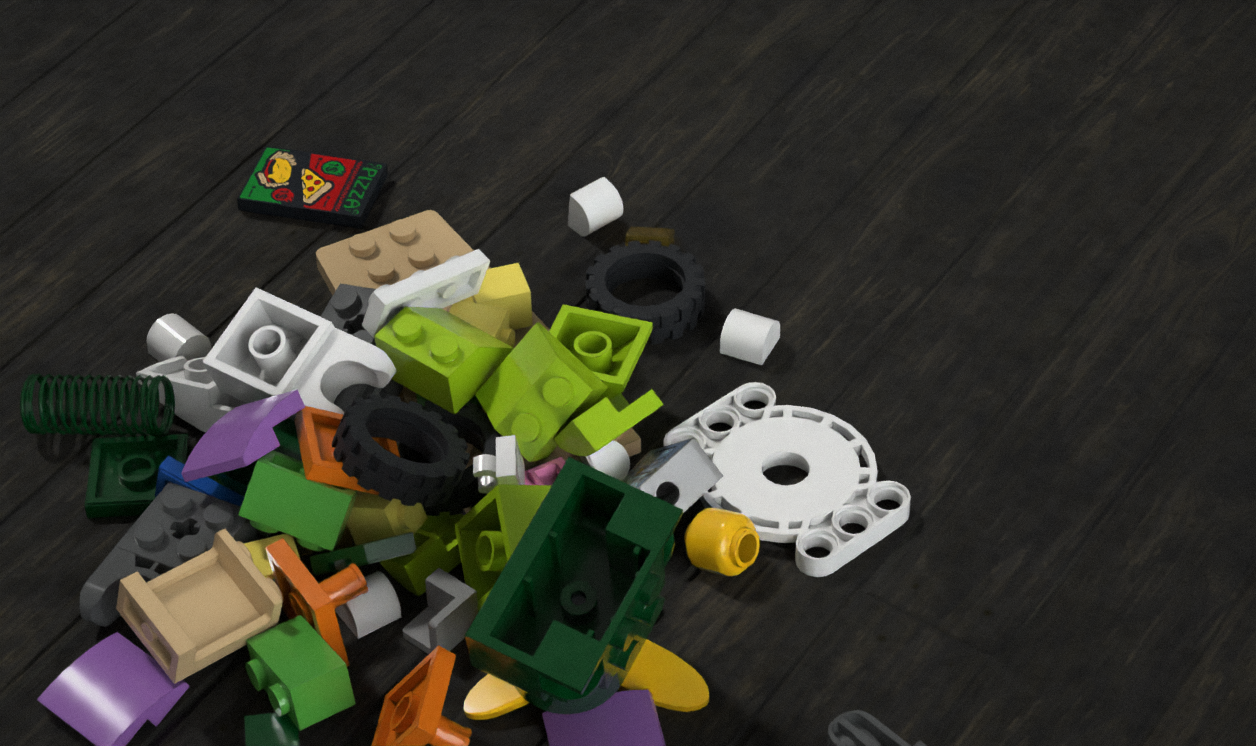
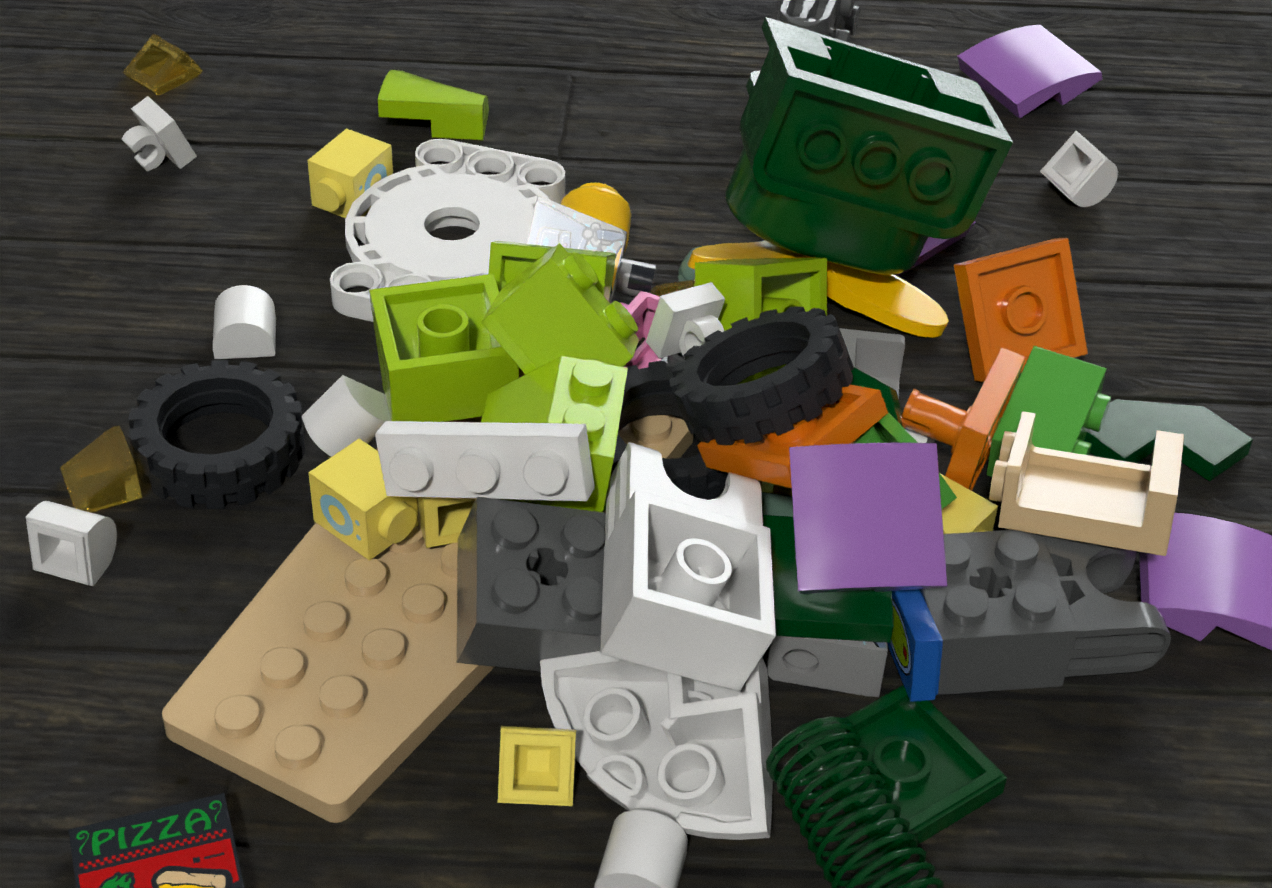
camera: 125 degrees left, 0 degrees up
(892, 434) = (347, 170): none -> light yellow brick
(981, 527) = (452, 110): none -> lime slope
(1017, 353) = (160, 135): none -> white tile
(1147, 398) = (161, 66): none -> clear yellow slope

